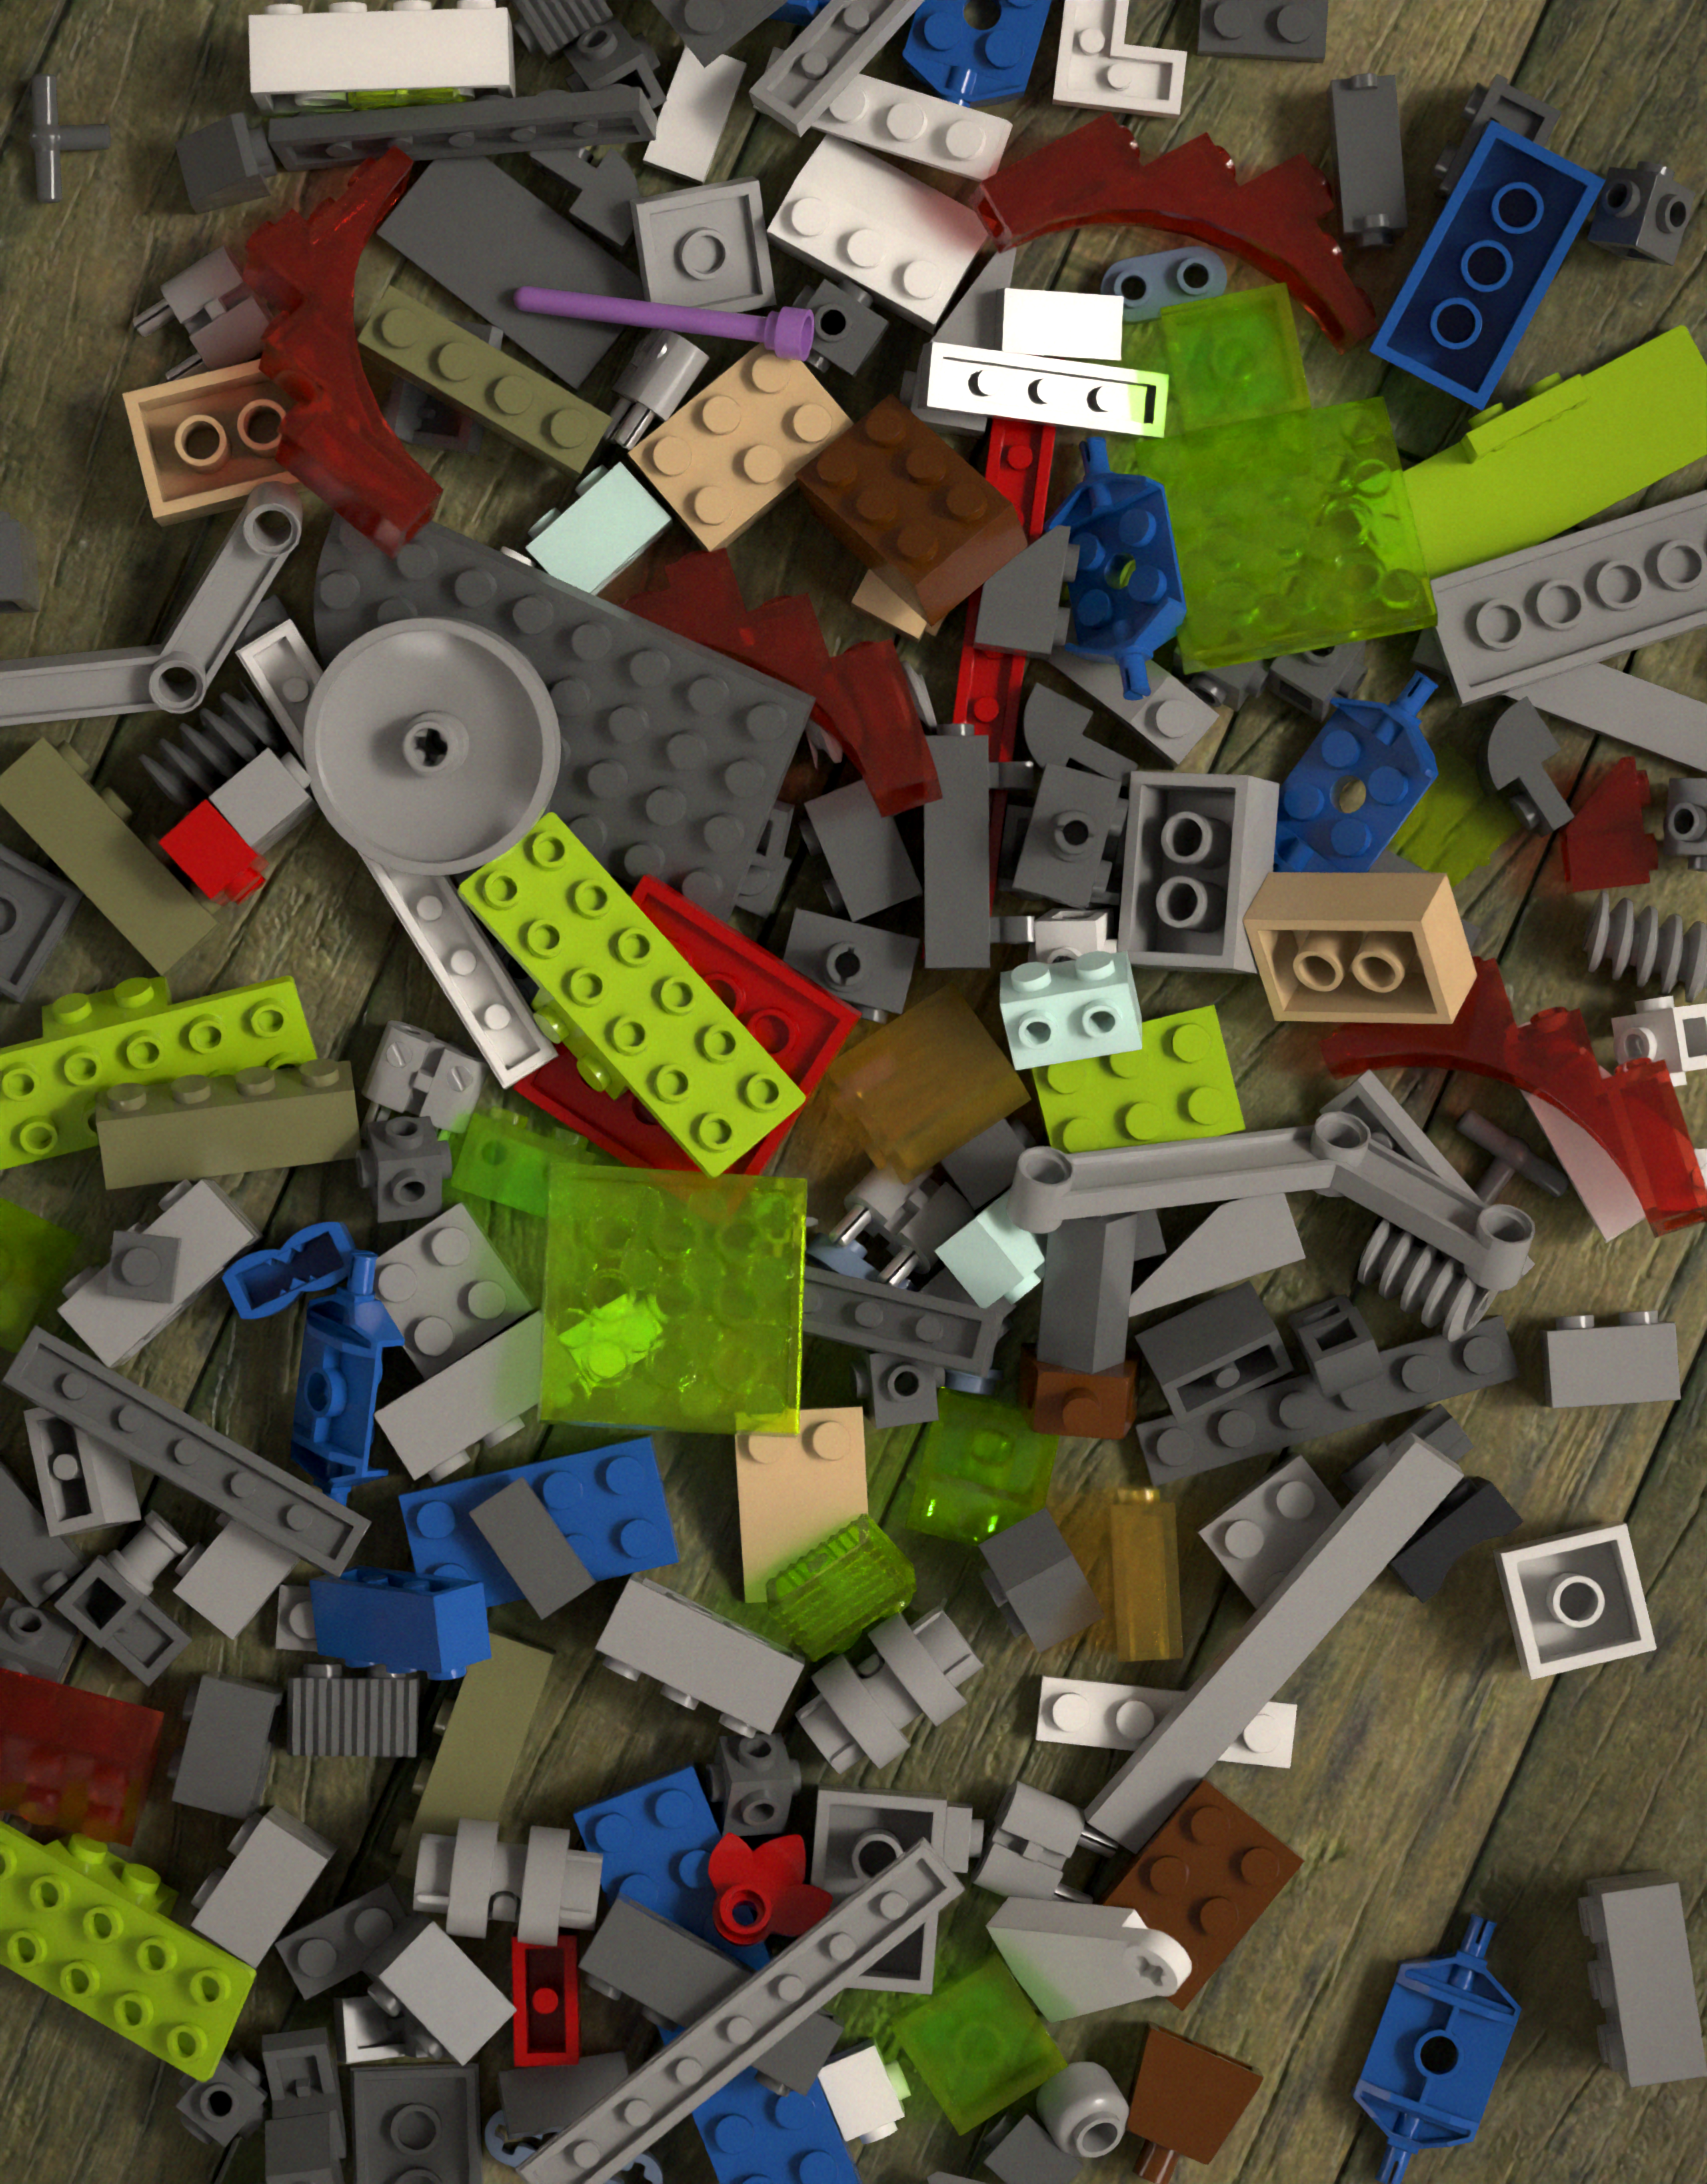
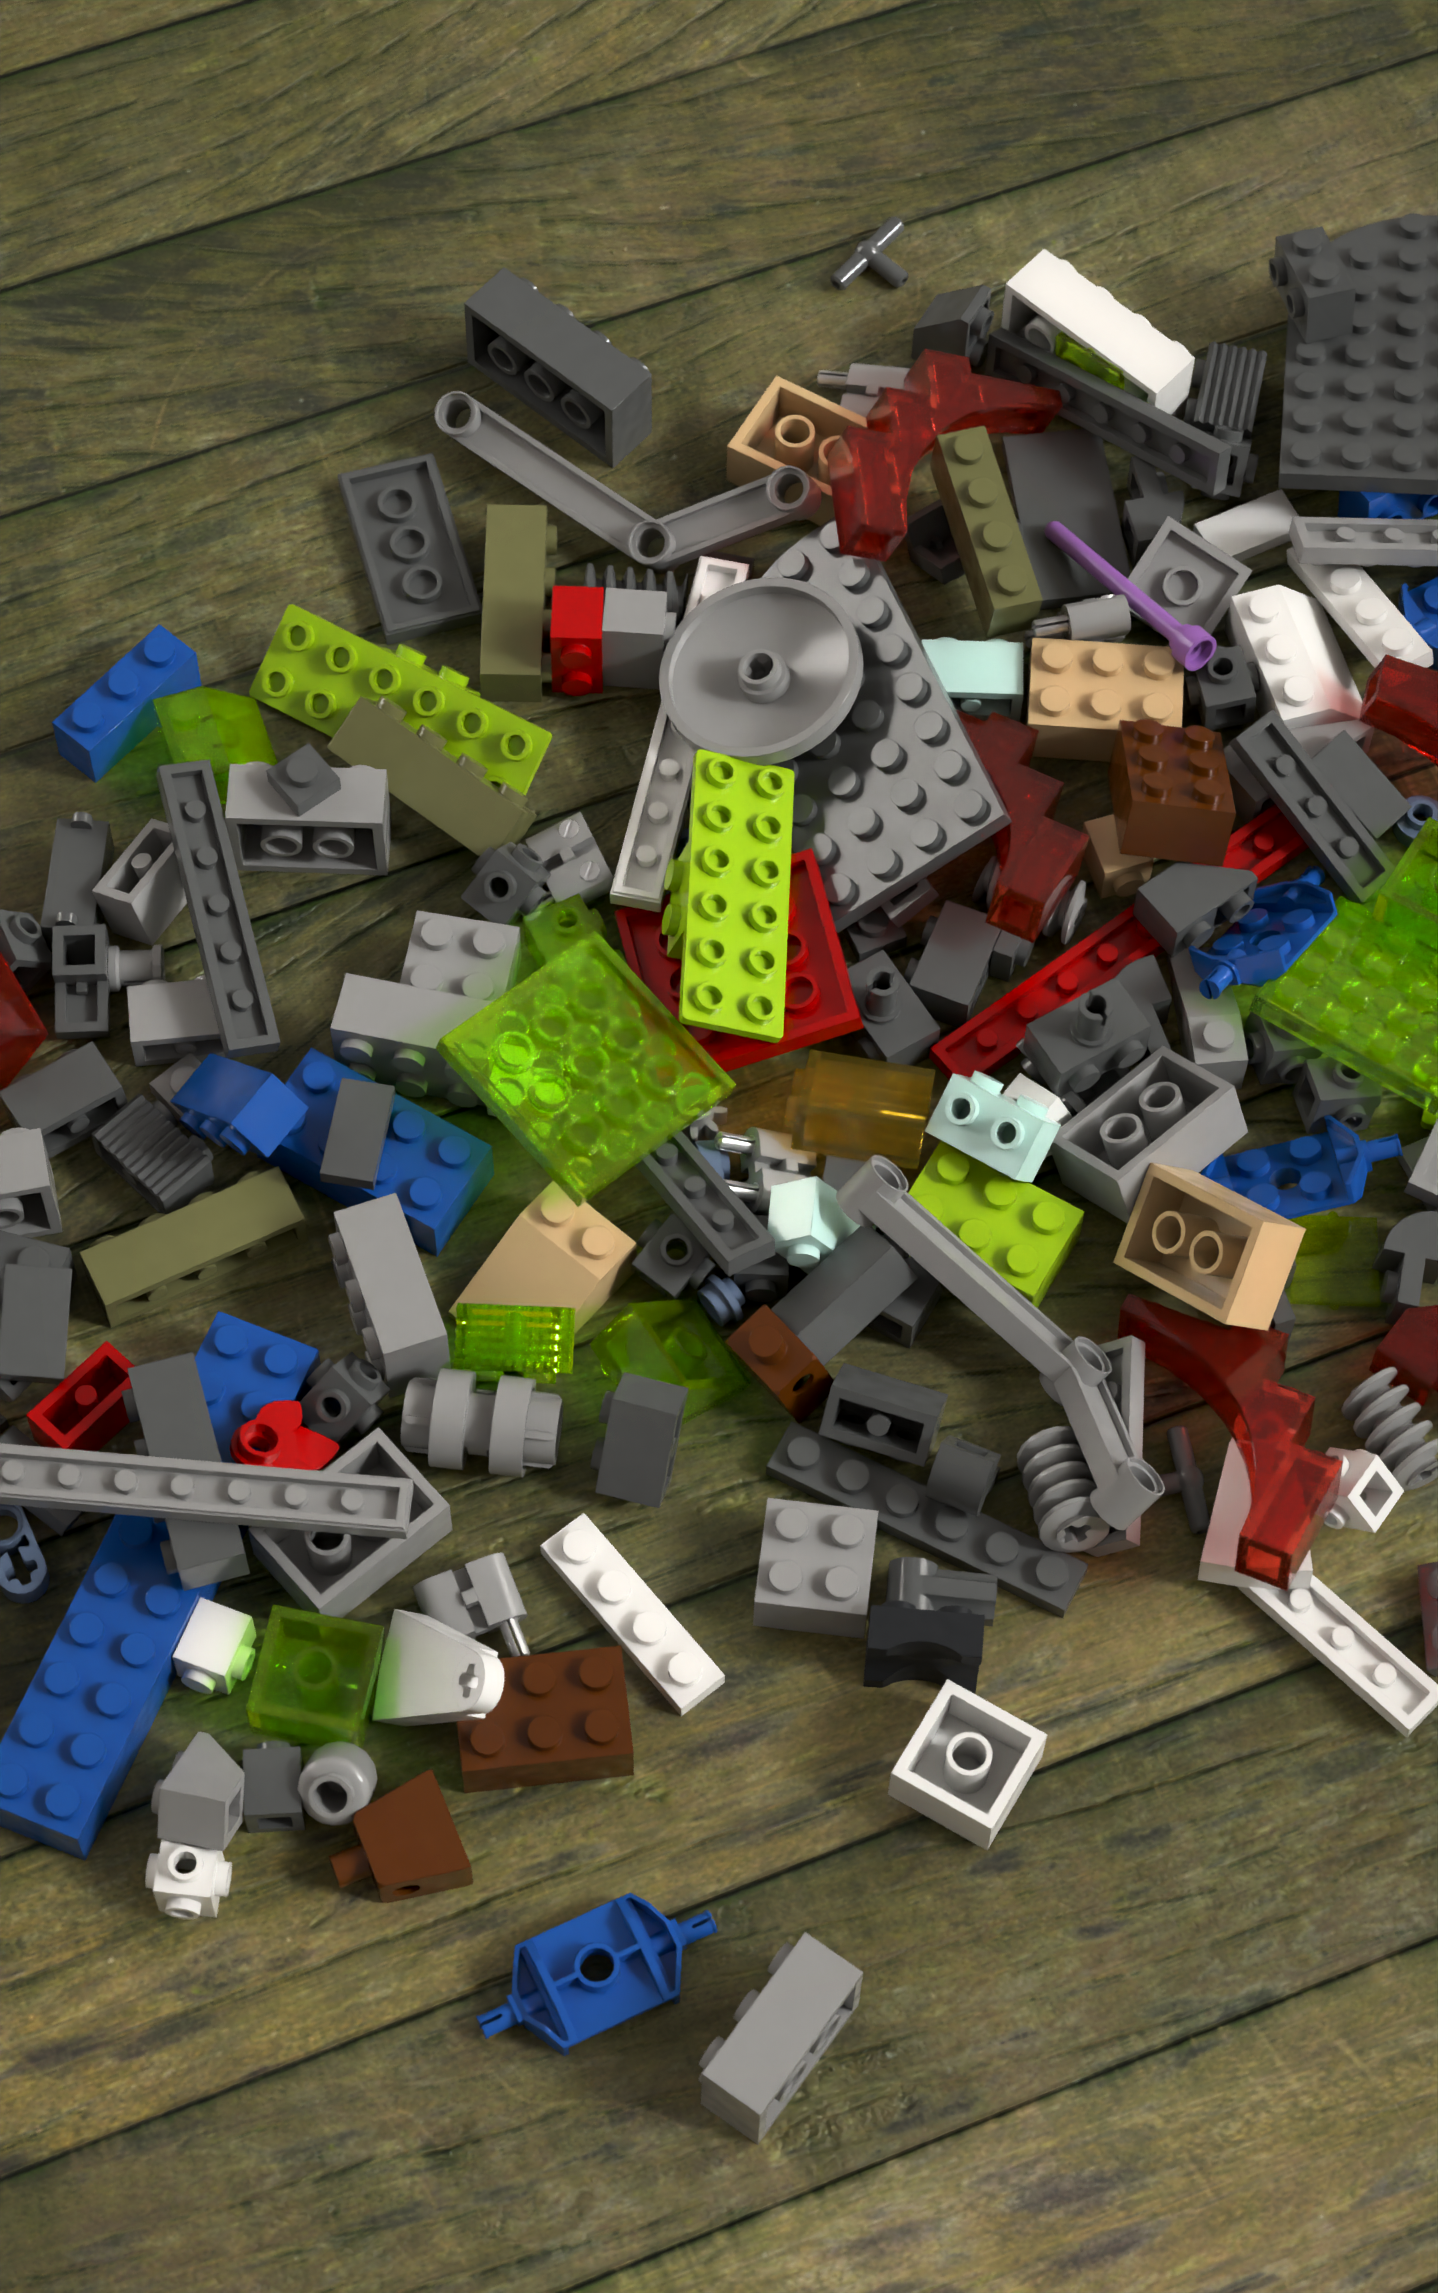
camera: 50 degrees right, 25 degrees down
(277, 1278) = (375, 886): blue brick -> none
(341, 1382) = (341, 953): blue plate -> none
(487, 1879) = (126, 1280): light grey piece -> none
(958, 853) = (1010, 998): dark grey brick -> none
(962, 1836) = (433, 1553): light grey plate -> none
(1143, 1575) = (706, 1496): clear yellow brick -> none
(1225, 1247) = (964, 1364): light grey slope -> none
(1273, 1643) = (754, 1596): light grey tile -> none
(1609, 1362) = (1130, 1651): light grey brick -> none

